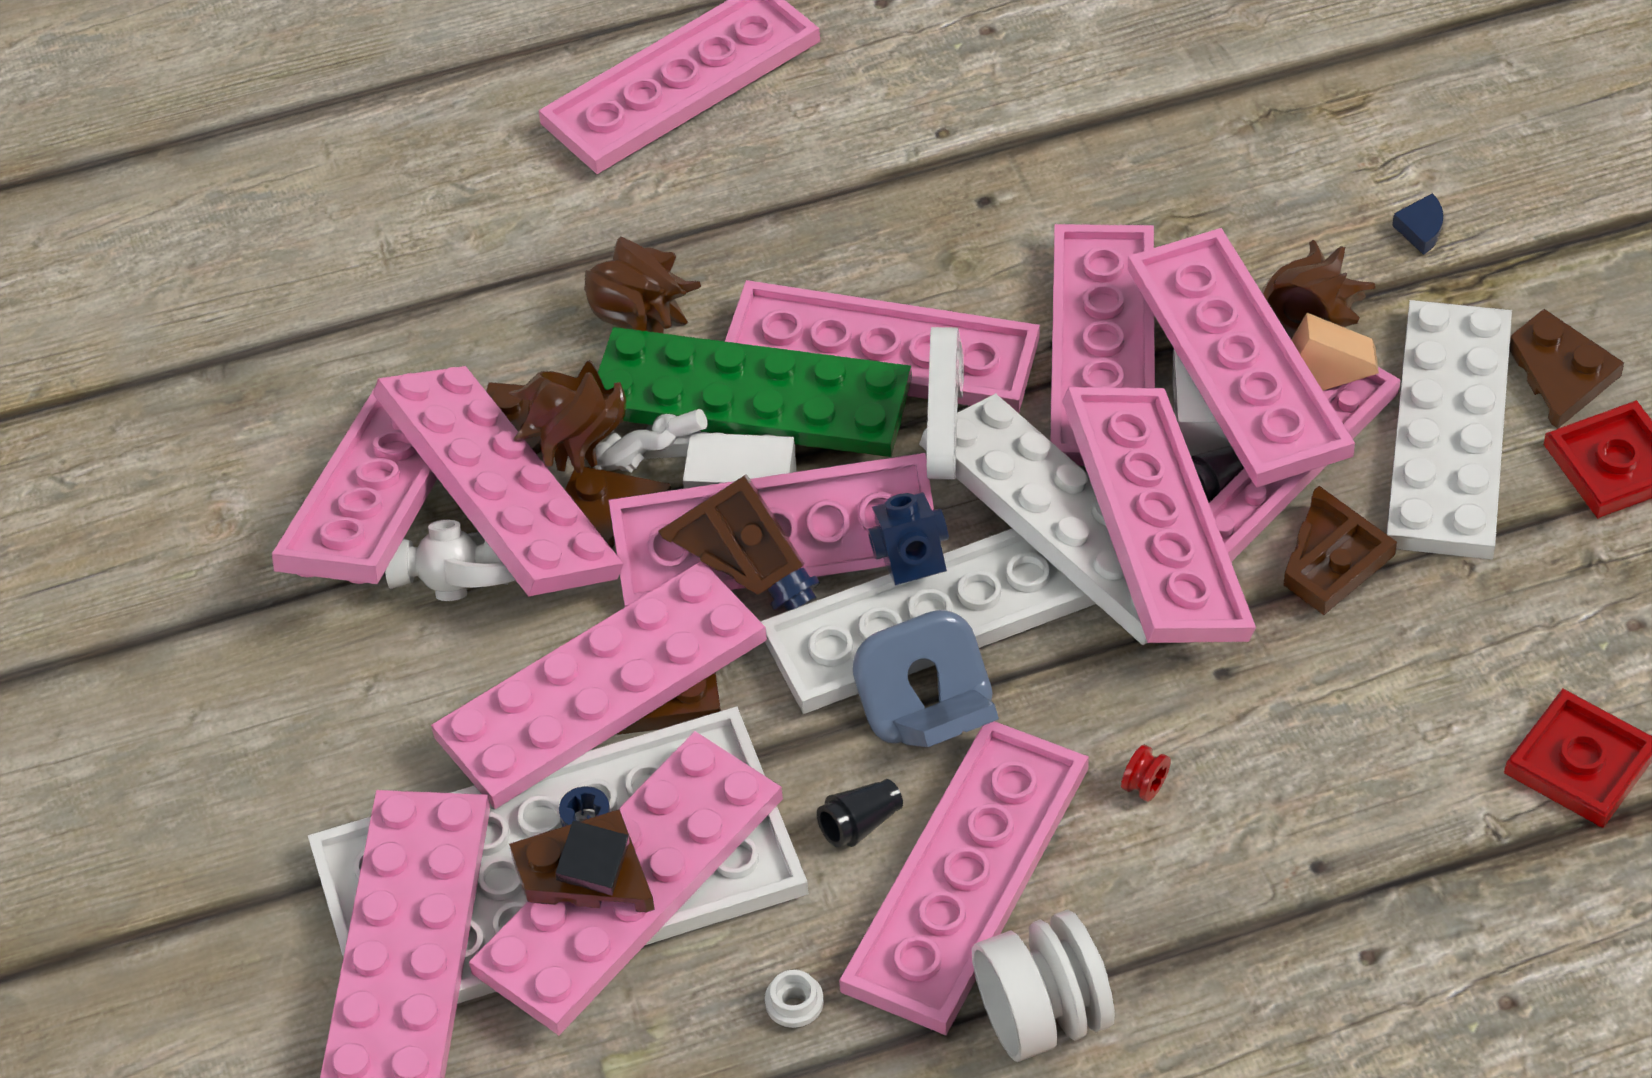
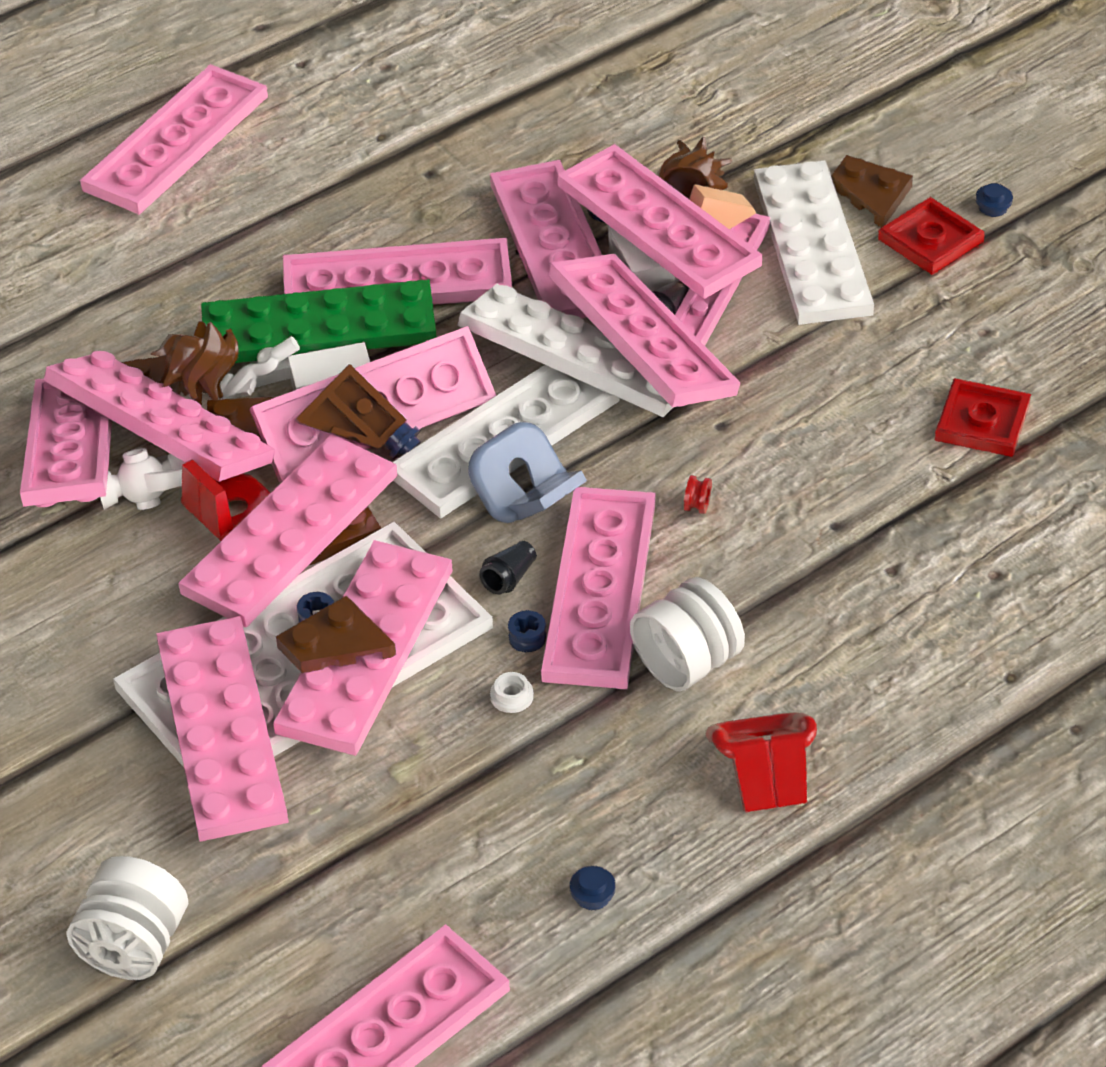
camera: 20 degrees left, 5 degrees down
(516, 613) = (209, 498): none -> red piece
(592, 857) = (344, 626): black tile -> none
(637, 288) = (206, 274): reddish brown hair -> none
(848, 896) = (532, 639): none -> dark blue bush
(909, 537) = (476, 383): dark blue brick -> none
(945, 388) = (467, 281): white beam -> none
(1334, 552) = (768, 332): reddish brown wing -> none
(1420, 222) = (740, 122): dark blue tile -> none

